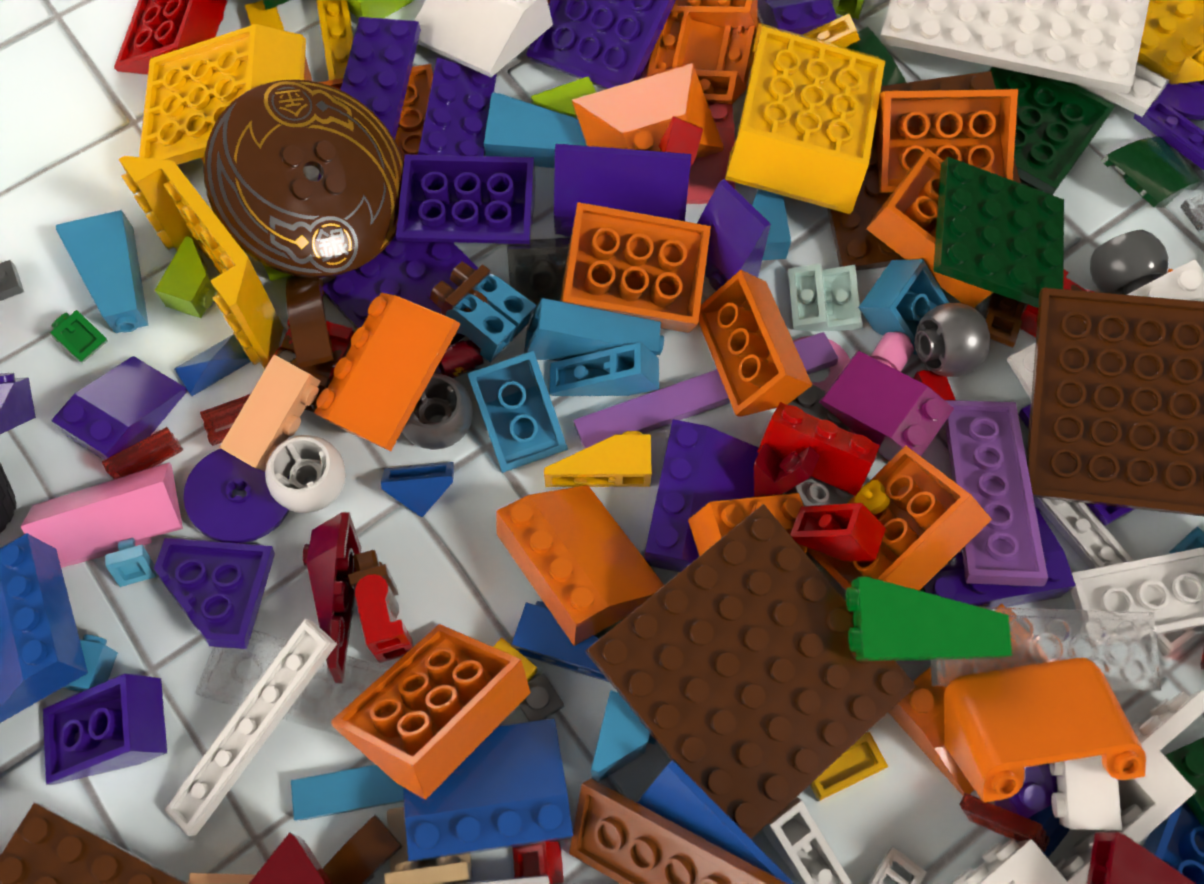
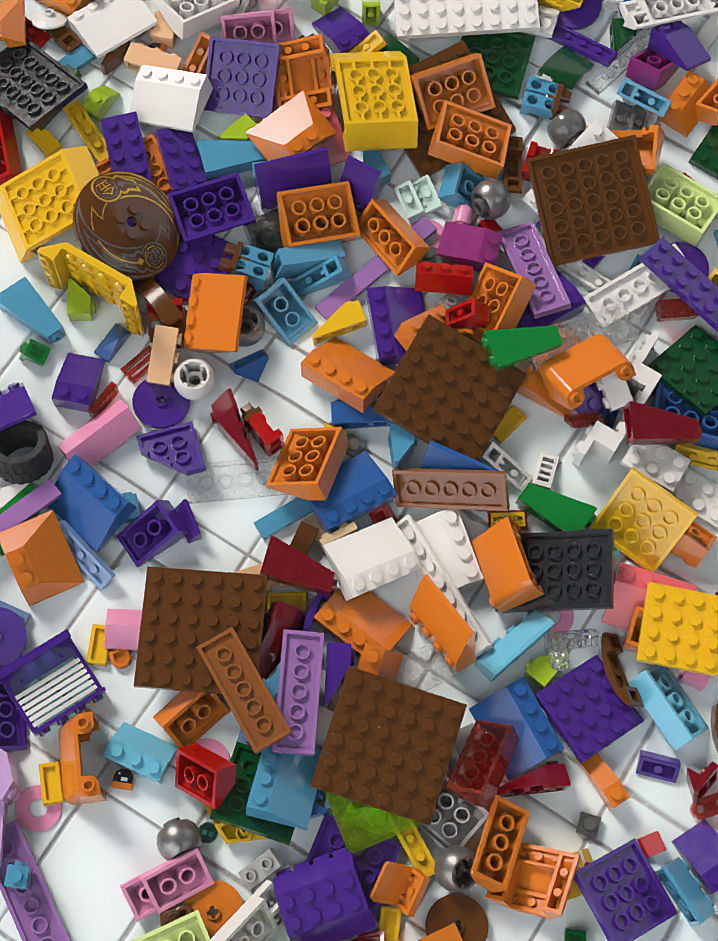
camera: 25 degrees left, 5 degrees up
(130, 563) = (125, 453): medium azure tile -> none
(180, 732) = (186, 514): none -> dark purple slope
(249, 727) = (226, 503): white tile -> none
(681, 138) = (317, 139): red slope -> none
(778, 476) = (429, 298): dark red slope -> none
(873, 497) = (478, 292): yellow piece -> none
(998, 233) = (495, 134): dark green plate -> none
(1102, 204) = (543, 98): none -> dark azure hips

